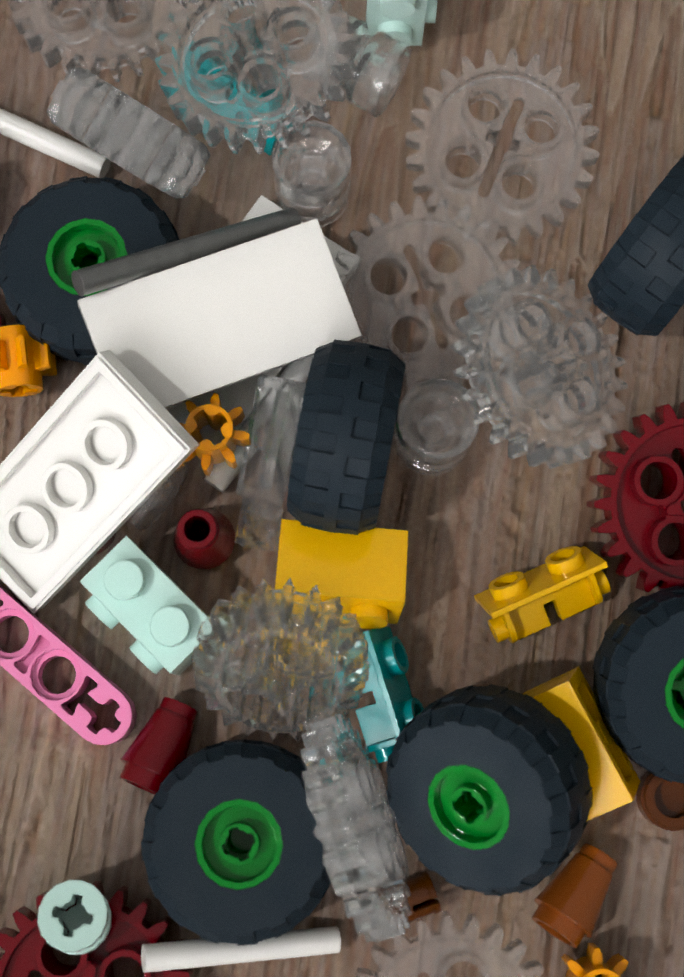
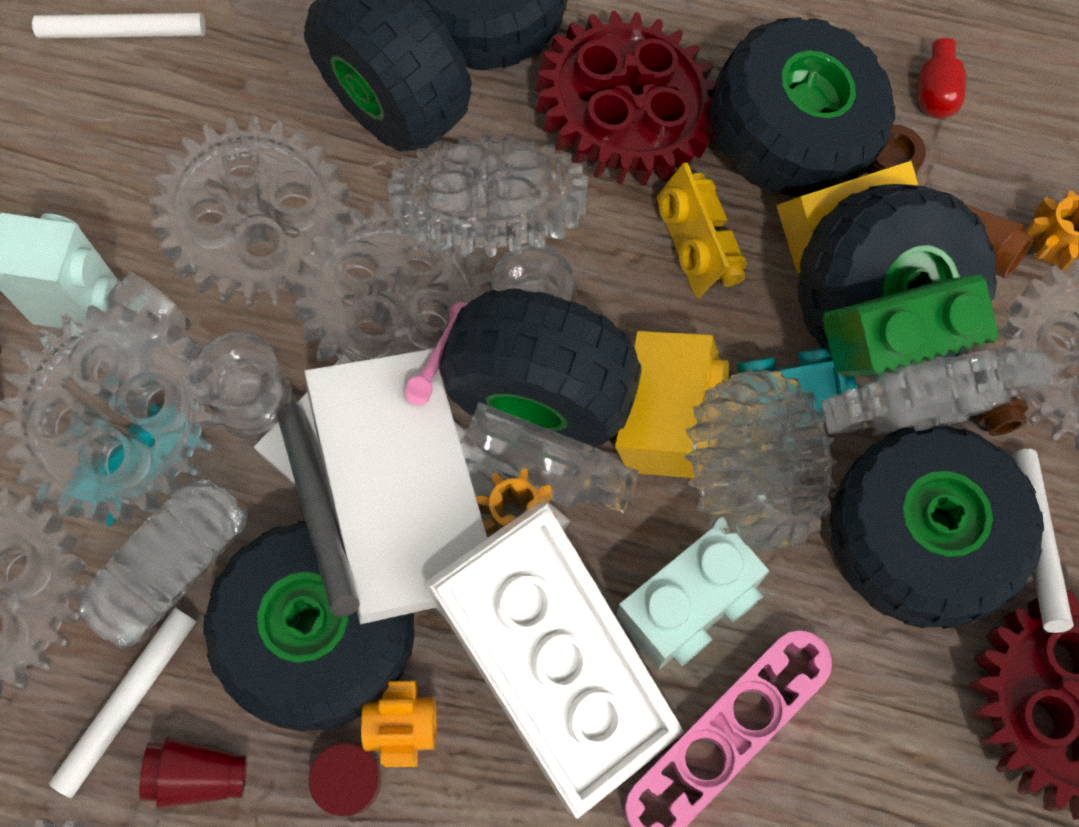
camera: 80 degrees left, 10 degrees down
(85, 931) = (1015, 704): light aqua wheel -> none
(159, 745) = (835, 605): dark red cone -> none
(214, 548) = (613, 554): dark red cone -> none
(310, 324) = (419, 387): none -> bright pink hinge
(410, 791) = (910, 326): none -> green brick

